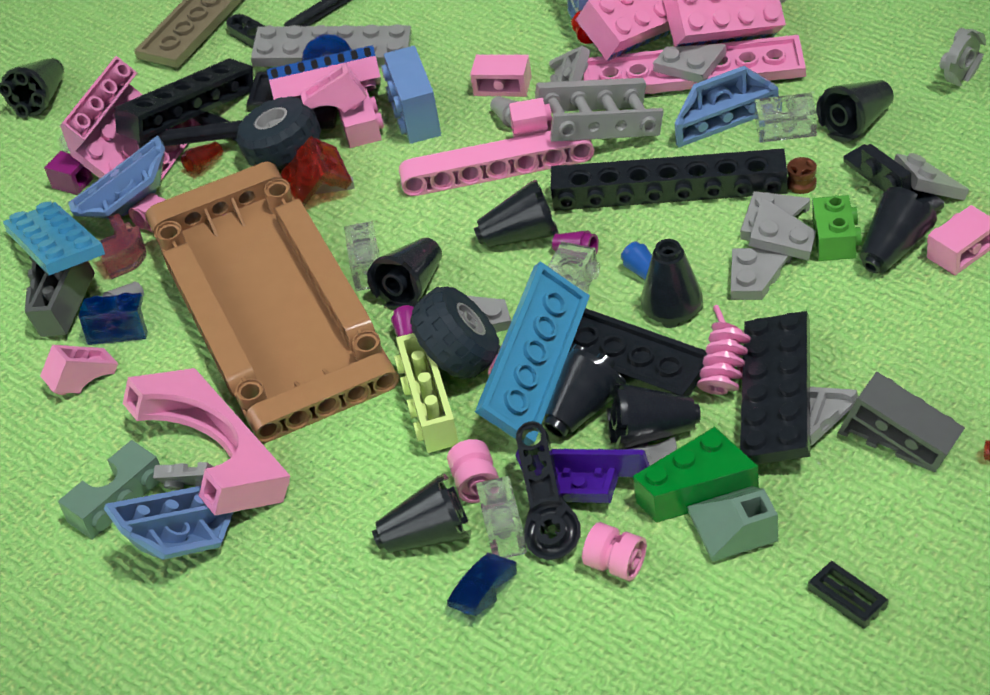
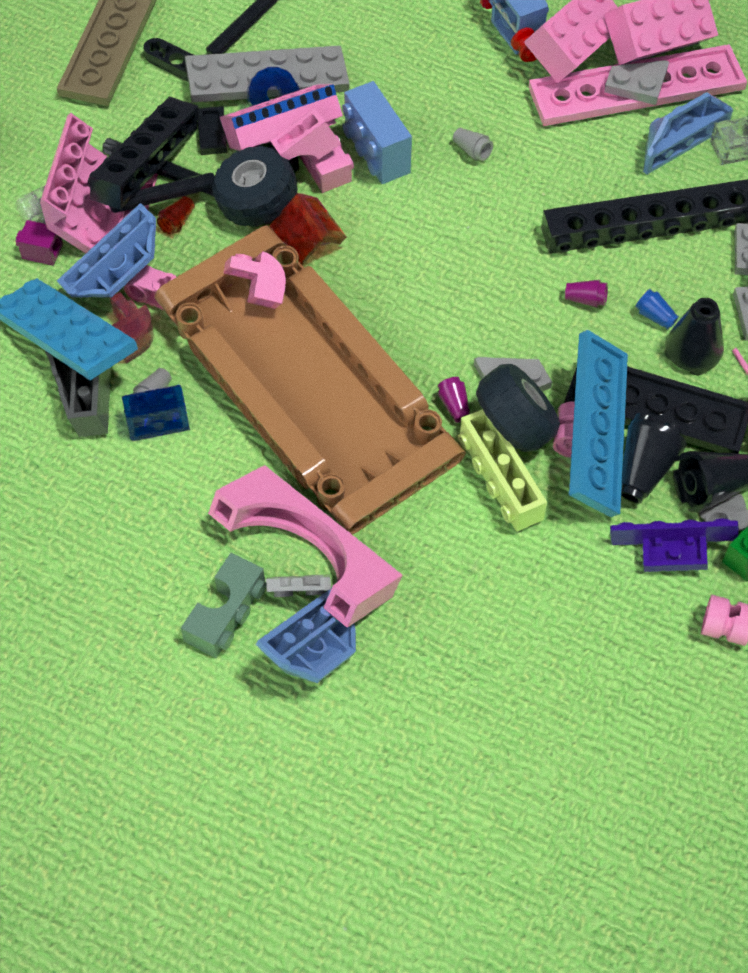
camera: 20 degrees left, 15 degrees up
(73, 367) = (136, 472): bright pink arch -> none
(249, 203) = (265, 274): none -> bright pink brick
(362, 251) = (387, 321): clear brick -> none
(404, 273) = (437, 341): black cone -> none
(423, 519) = (545, 607): black cone -> none
(470, 464) = (570, 546): bright pink wheel -> none
(479, 584) = (616, 666): clear blue slope -> none
(490, 162) = (479, 202): bright pink beam -> none
(501, 75) = (454, 102): bright pink brick -> none
(501, 517) = (614, 596): clear brick -> none
(517, 219) = (528, 270): black cone -> none
(530, 117) = (507, 160): bright pink brick -> none
(545, 500) = (653, 577): black beam -> none
(570, 65) = (521, 98): light grey wing -> none
(576, 264) = (597, 315): clear brick -> none
(599, 95) = (568, 123): light grey fence -> none

